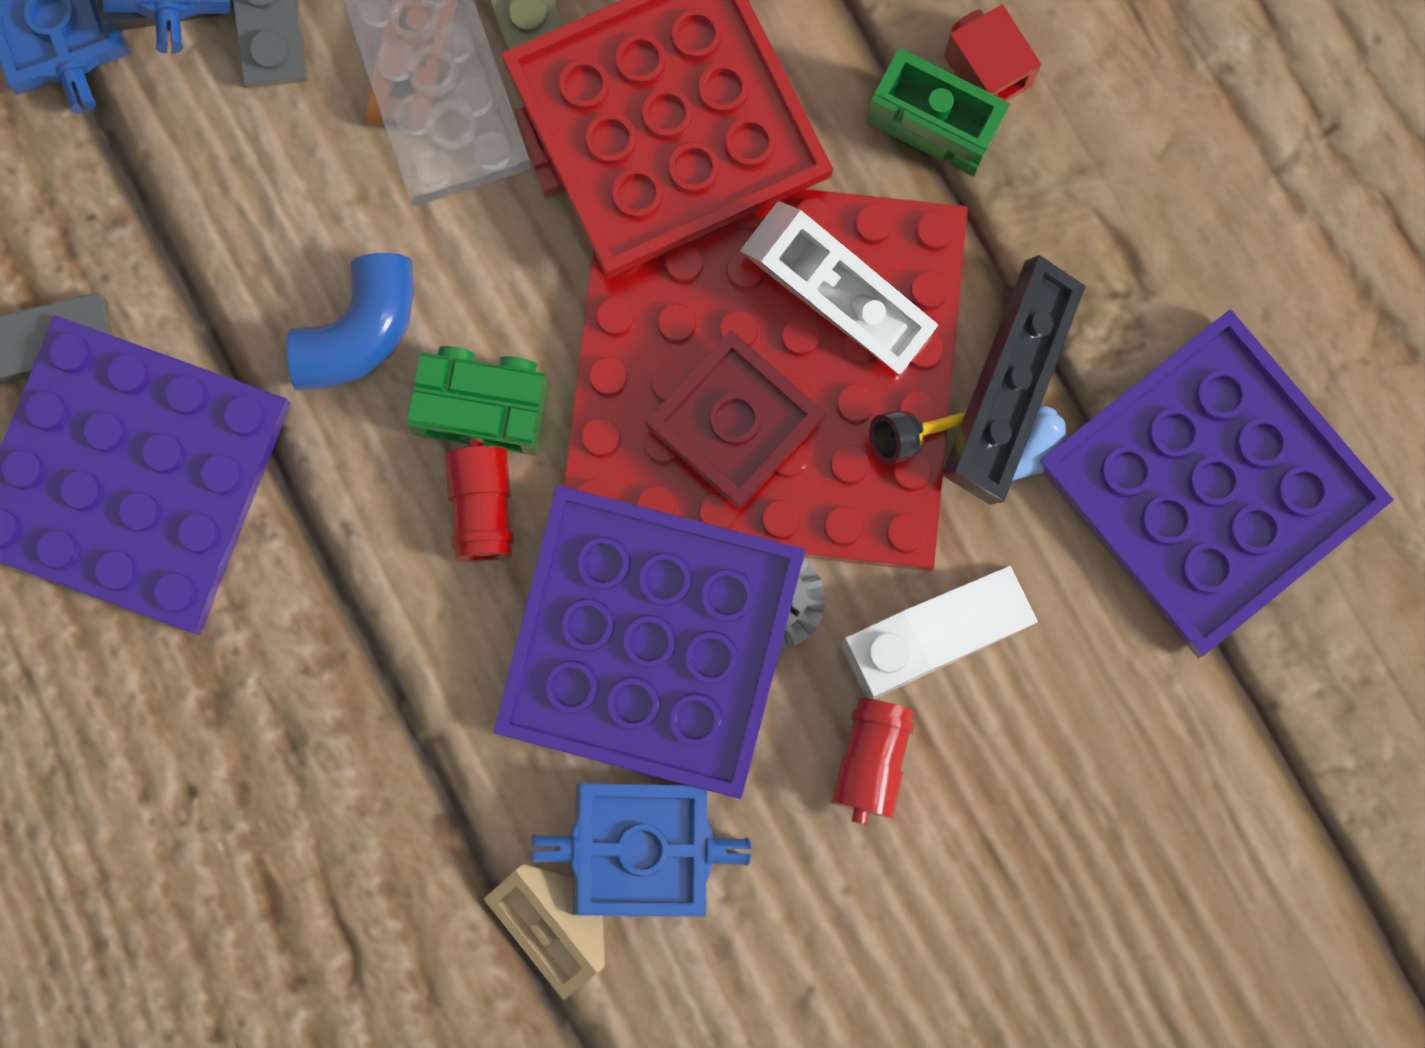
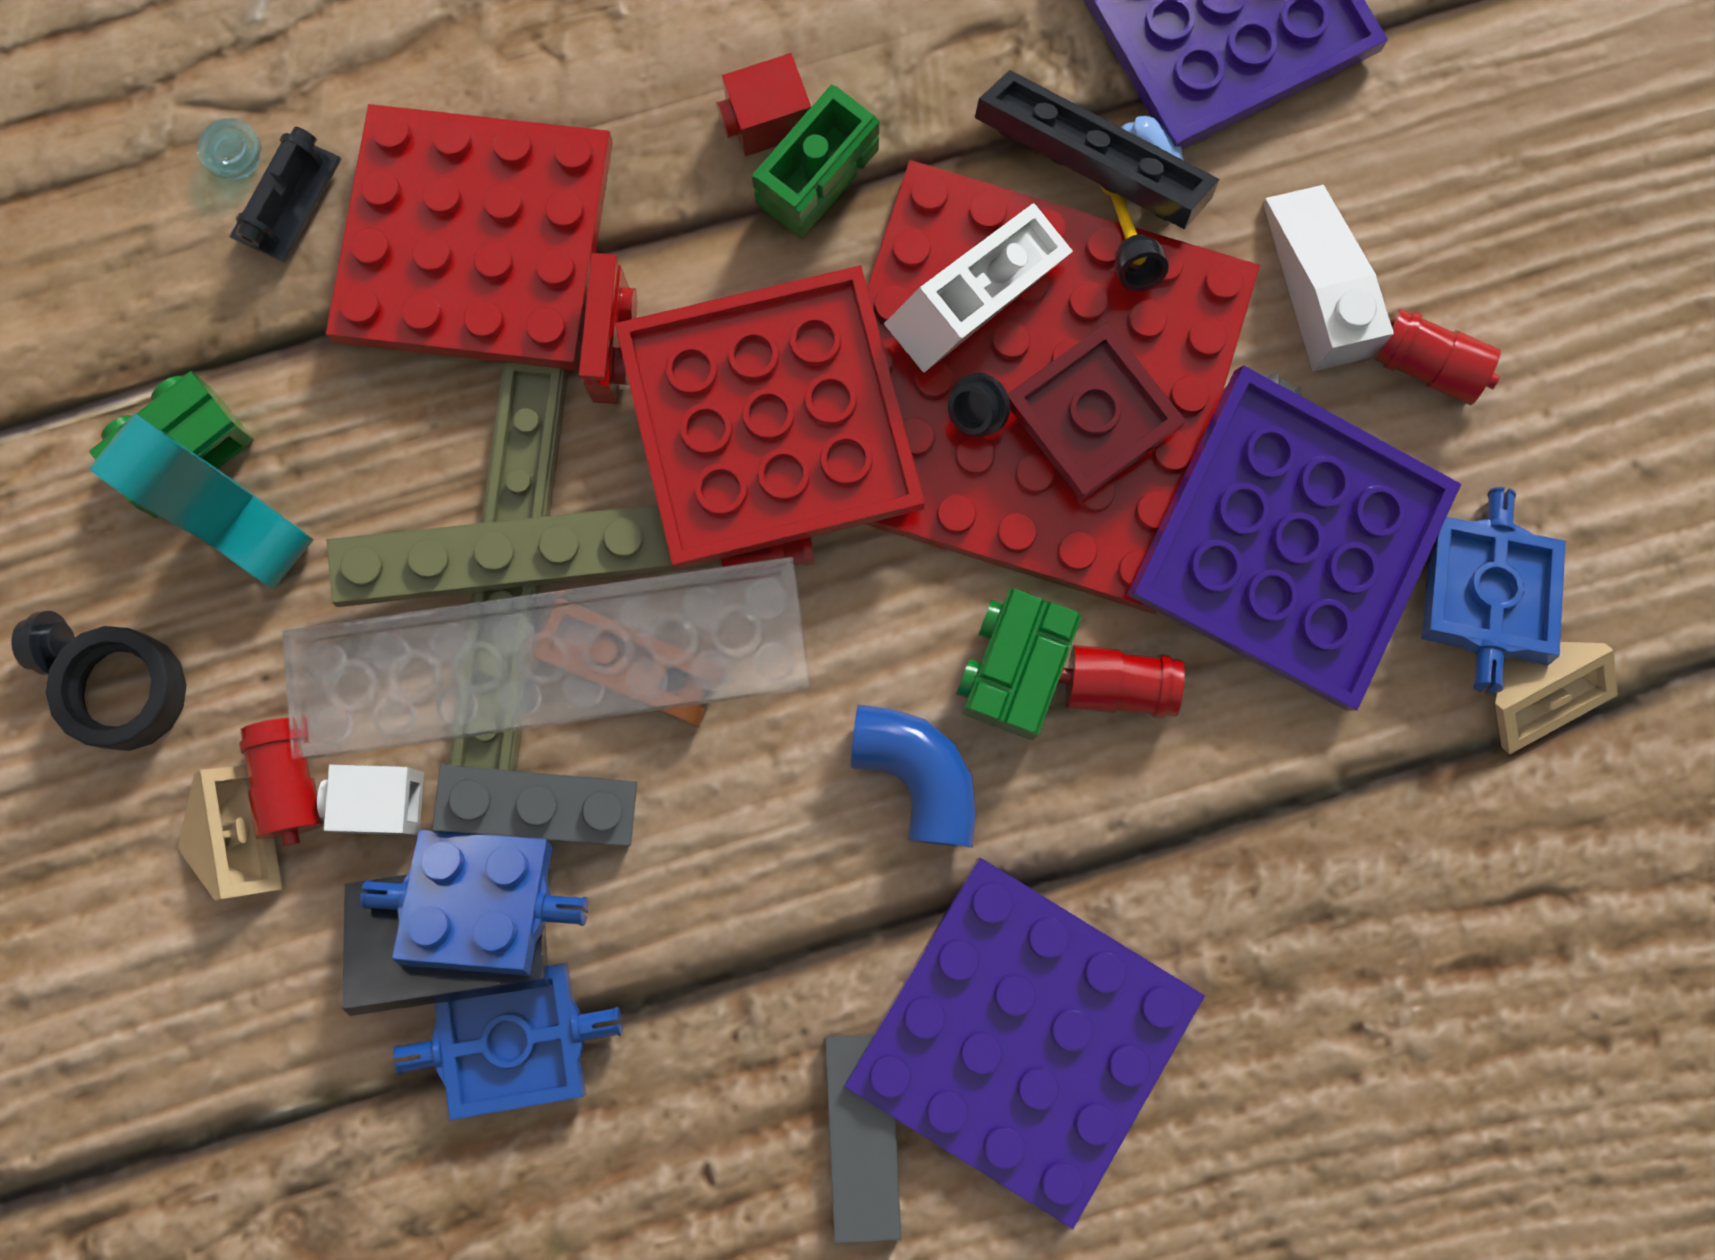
camera: 75 degrees left, 0 degrees up
(717, 307) = (979, 405): none -> black plate

